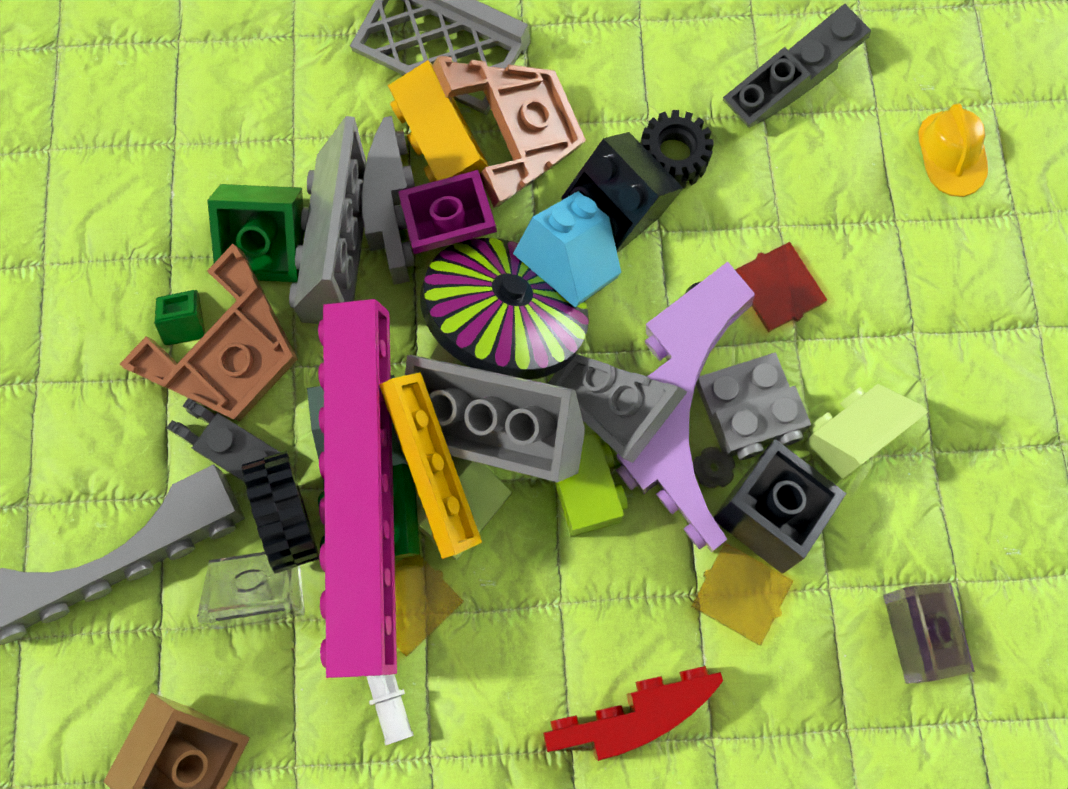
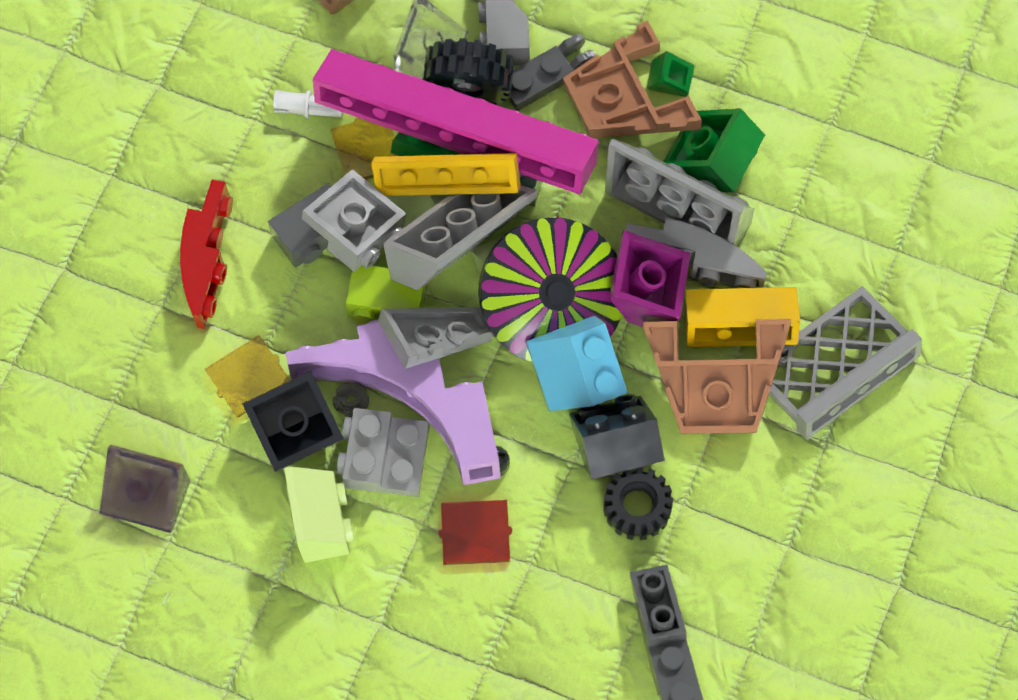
camera: 120 degrees right, 5 degrees down
(526, 547) = (354, 220): none -> light grey plate
(542, 607) = (295, 236): none -> dark grey brick

